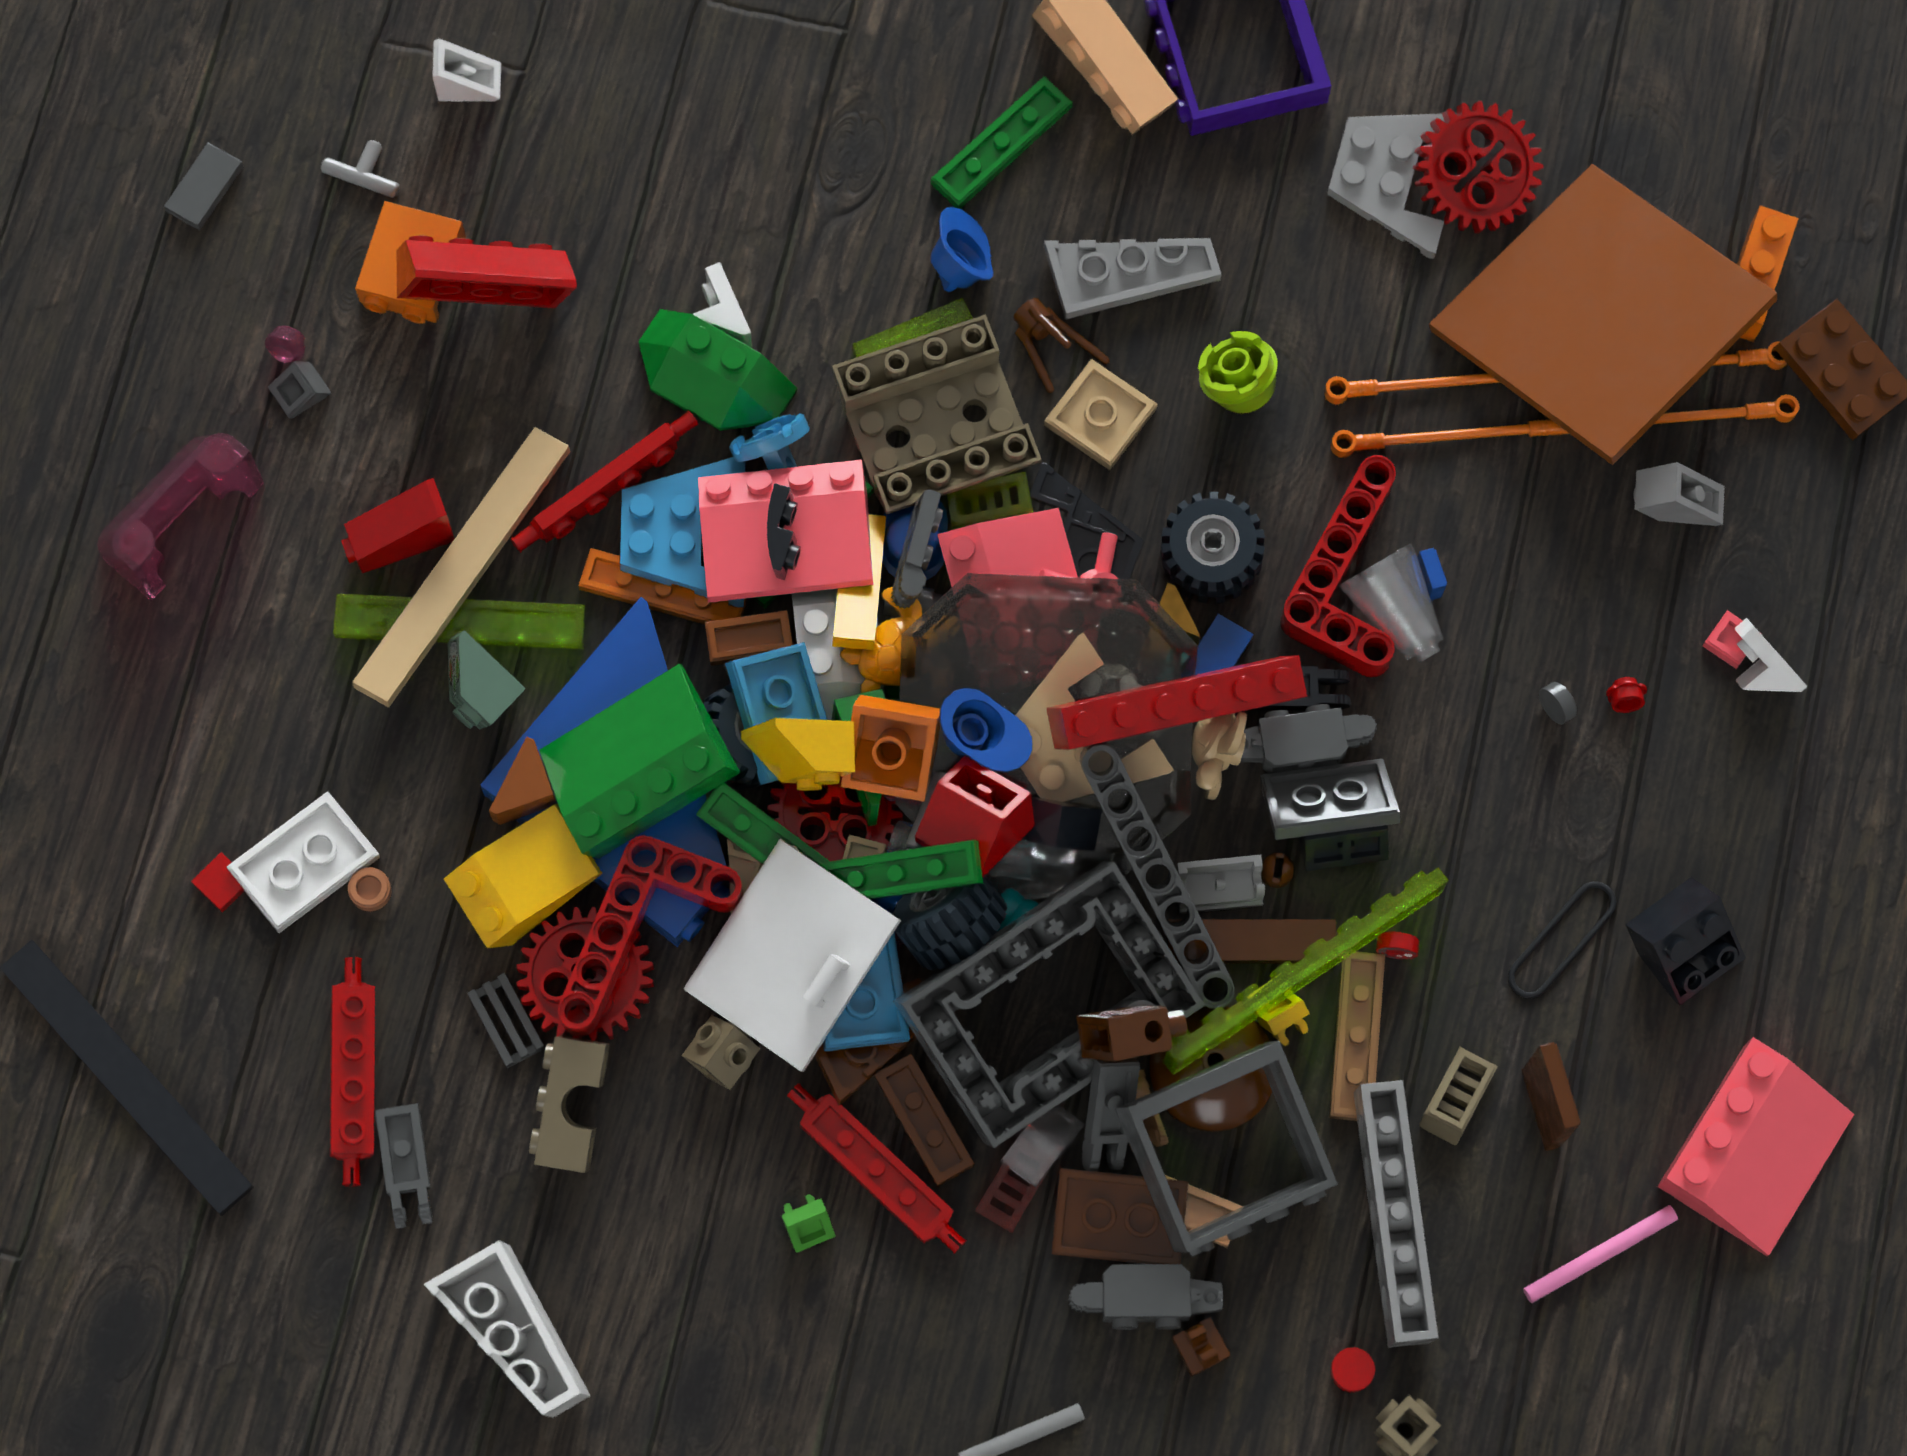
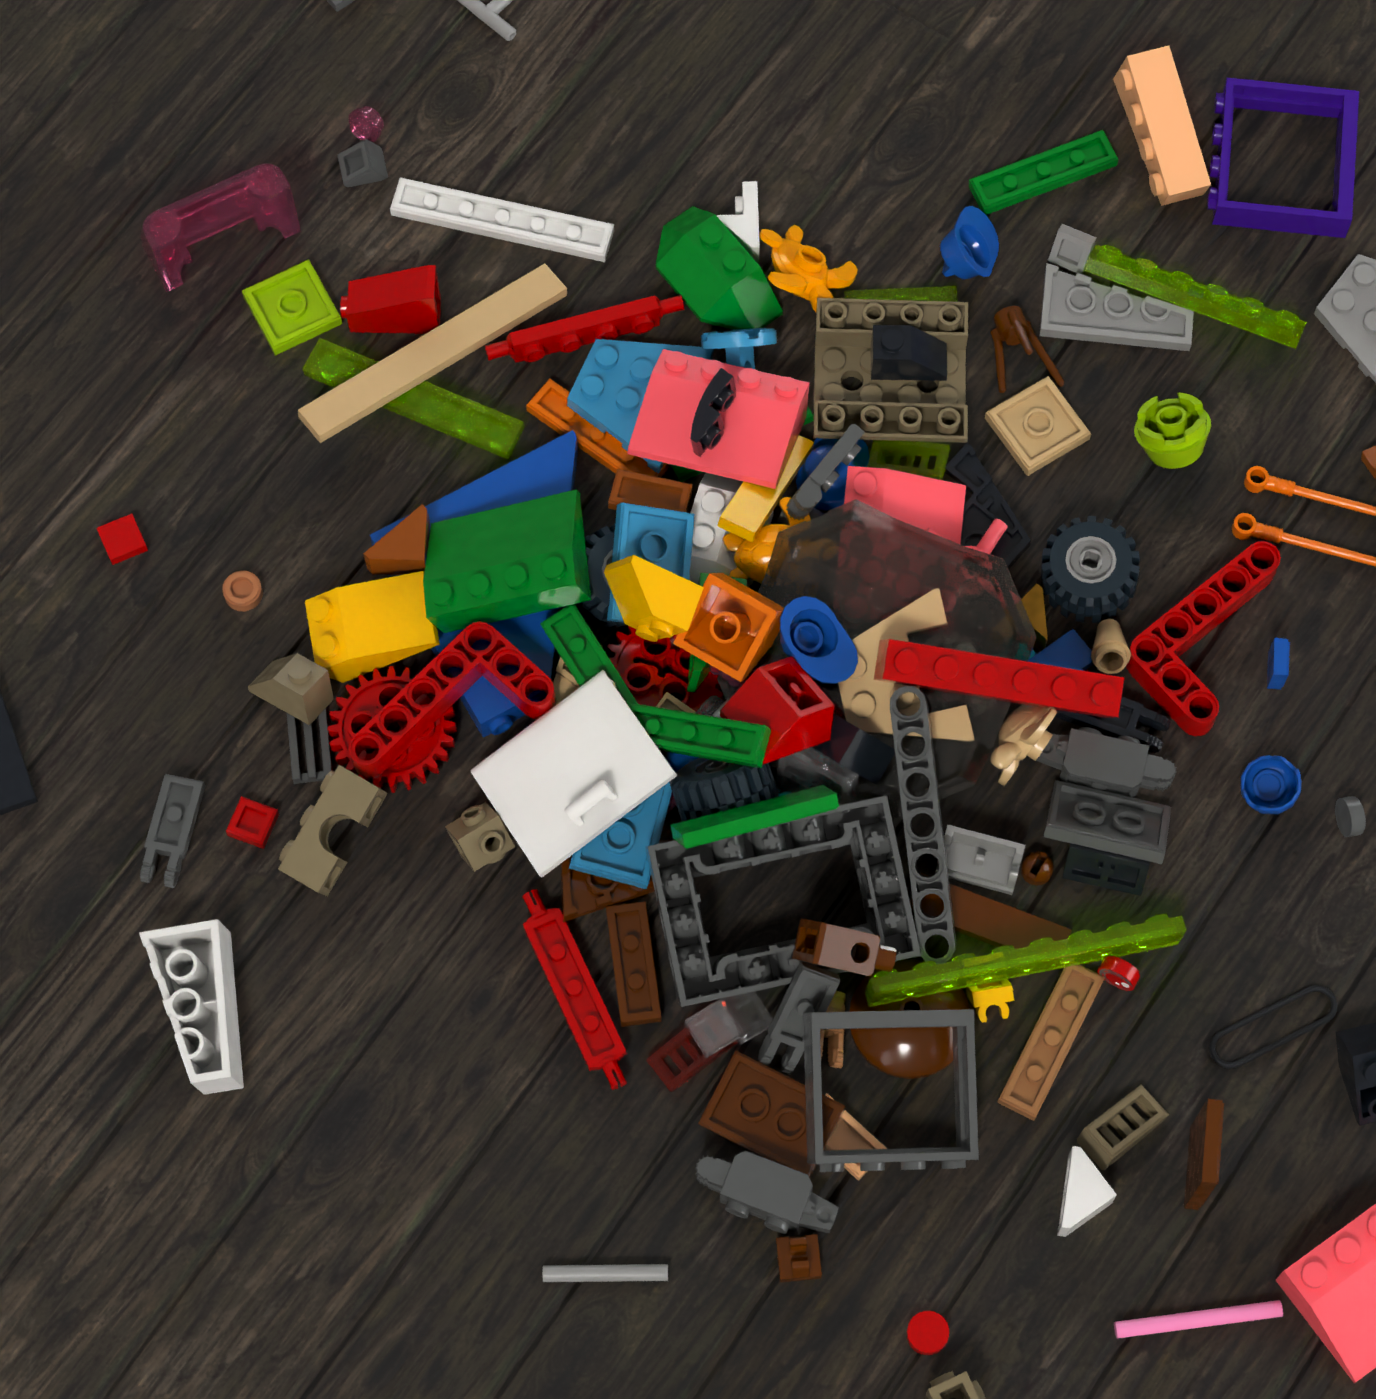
camera: 25 degrees right, 5 degrees down
(291, 569) = (292, 307): none -> lime tile
(303, 862) = (196, 547): white tile -> none
(352, 1071) = (161, 736): red plate -> none
(378, 275) = (496, 93): orange panel -> none
(468, 970) = (295, 687): none -> dark tan slope
(469, 395) = (502, 219): none -> white tile
(478, 683) = (405, 452): sand green slope -> none
(483, 272) = (551, 119): red slope -> none
(483, 1124) = (252, 822): none -> red tile
(802, 336) = (803, 267): none -> light orange animal
(807, 1224) = (493, 1013): bright green tile -> none
(945, 392) = (907, 354): none -> black slope
(995, 934) = (754, 816): none -> green tile
(1064, 216) = (1071, 248): none -> light grey tile
(1205, 221) = (1204, 299): none -> clear neon green plate
(1263, 621) = (1110, 648): none -> tan cone
(1395, 1214) = (1020, 1207): light grey brick -> none
(1398, 603) = (1237, 674): clear cone -> none
(1446, 1175) = (1083, 1194): none -> white slope
(1471, 700) = (1270, 784): none -> blue hair

